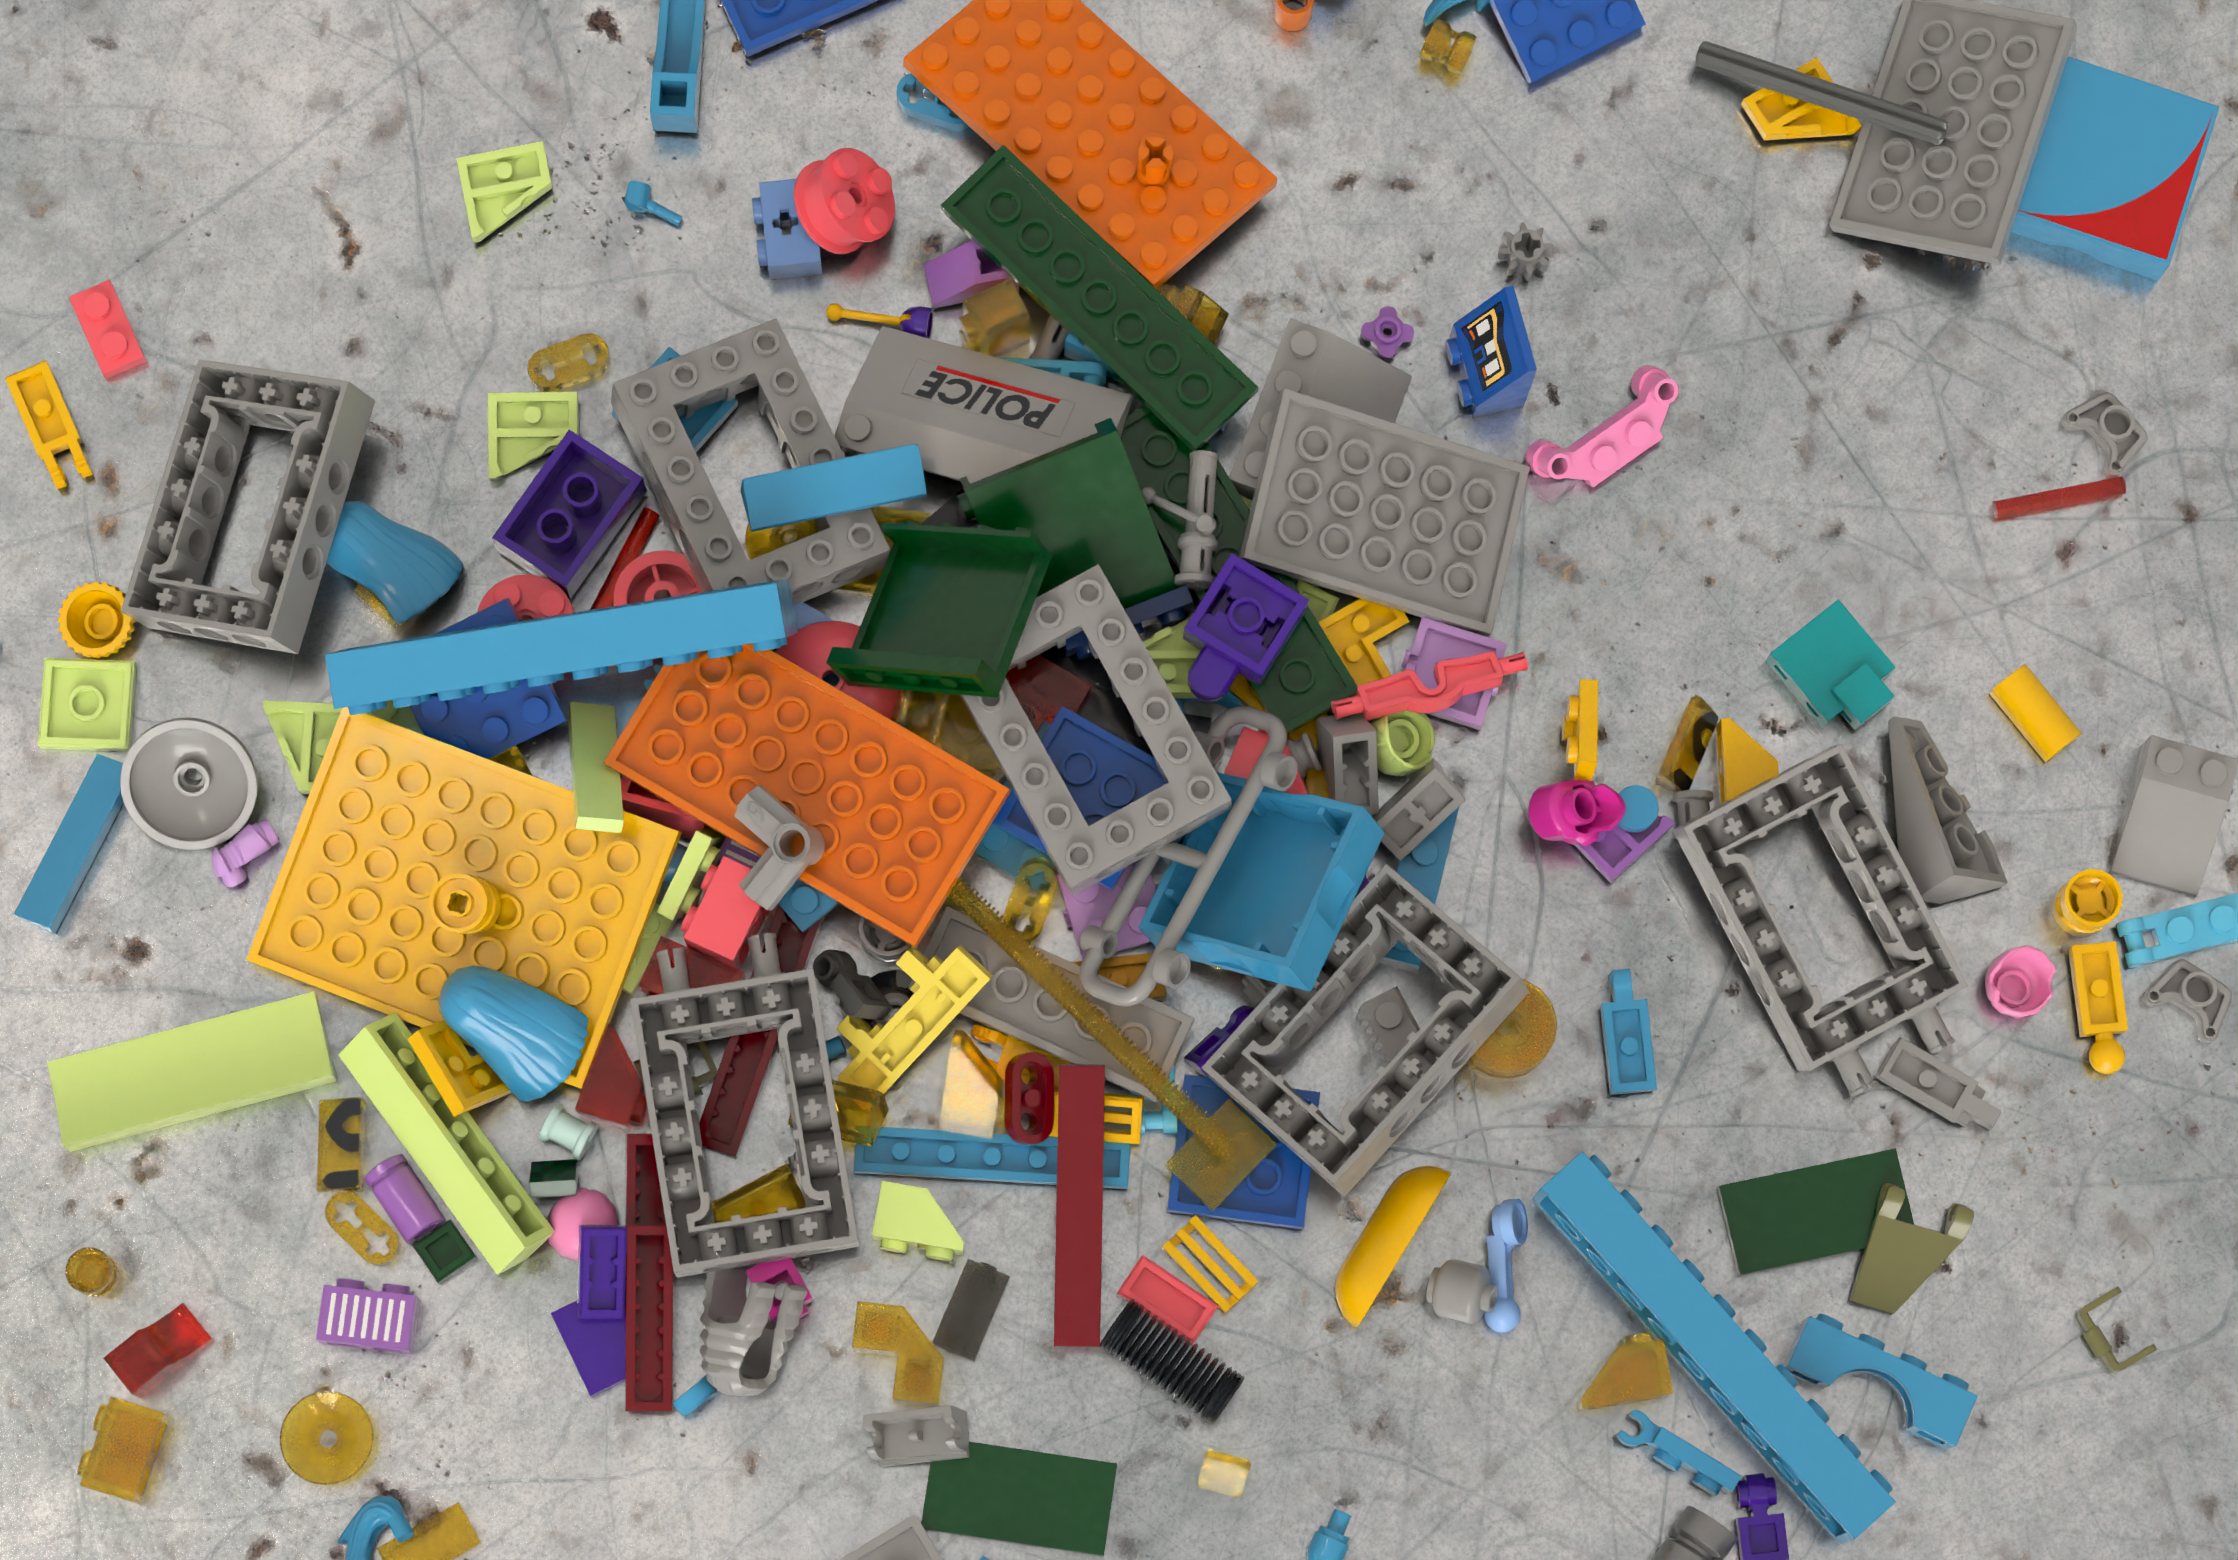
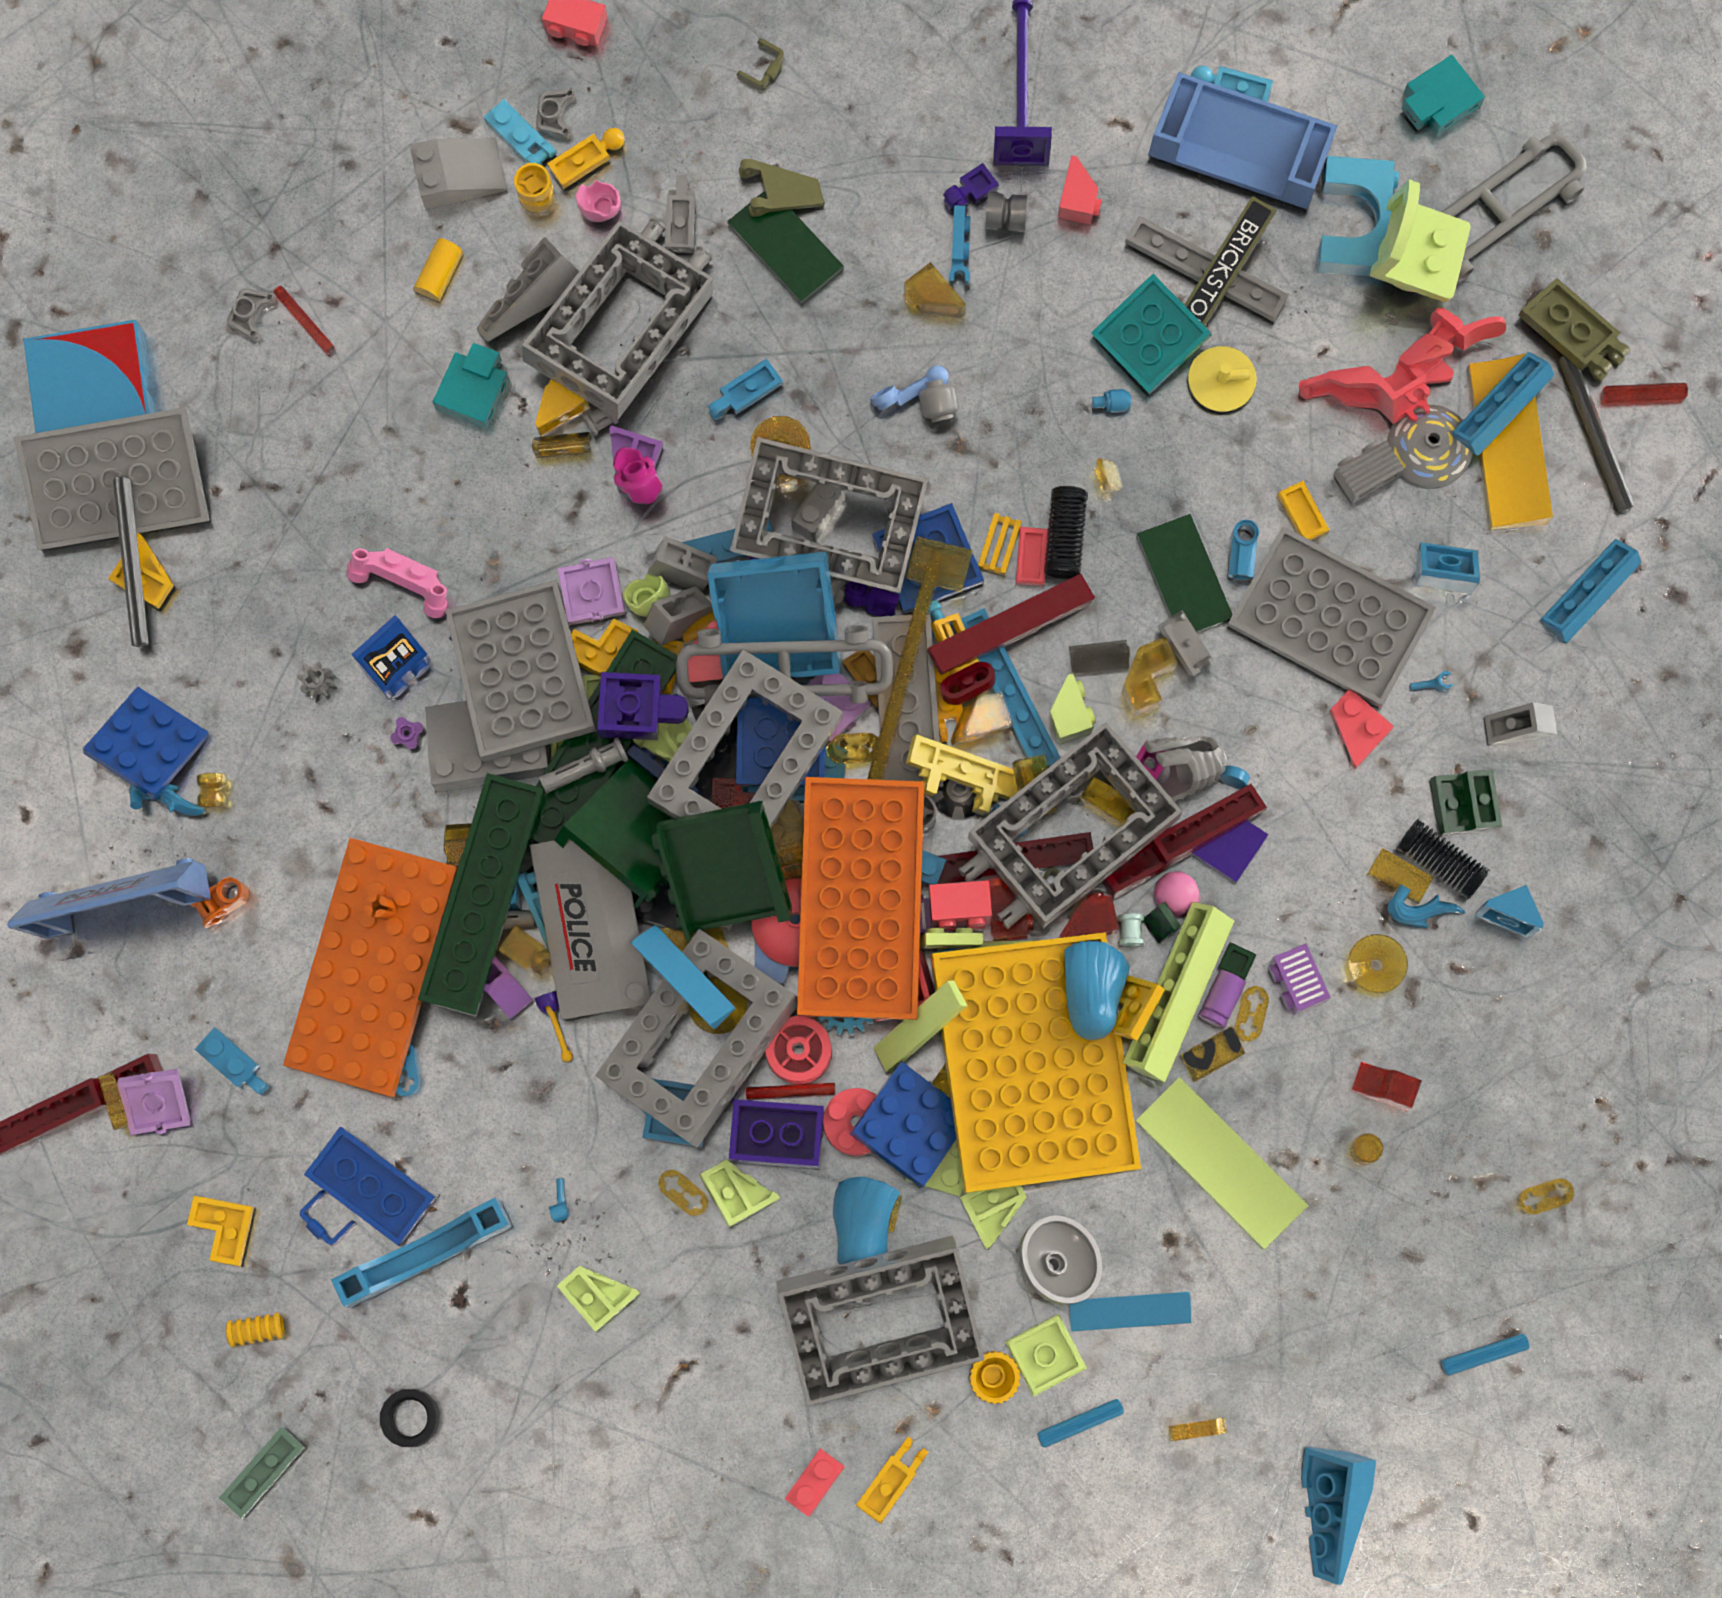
camera: 110 degrees left, 0 degrees up
(123, 1449) = (1451, 1072): clear yellow brick -> none
(246, 846) = (1079, 1209): lavender arm -> none
(464, 904) = (1043, 1050): yellow wheel -> none
(560, 644) = (866, 1074): dark azure brick -> none
(601, 1271) = (1199, 862): dark purple plate -> none
(778, 865) = (923, 879): light grey piece -> none
(783, 254) = (514, 1109): medium blue brick -> none
(844, 200) = (498, 1080): coral wheel -> none
(856, 992) = (961, 813): dark grey plate -> none
(1203, 523) = (586, 757): light grey hinge -> none
(1304, 754) = (685, 640): light grey bush -> none
(1386, 1239) = (931, 456): yellow brick -> none
(1406, 691) = (618, 601): coral piece -> none
(1581, 729) = (587, 496): yellow plate -> none
(1640, 808) = (612, 444): dark azure tile -> none
(1714, 1348) = (893, 255): dark azure brick -> none
(1933, 1405) = (858, 134): dark azure arch -> none

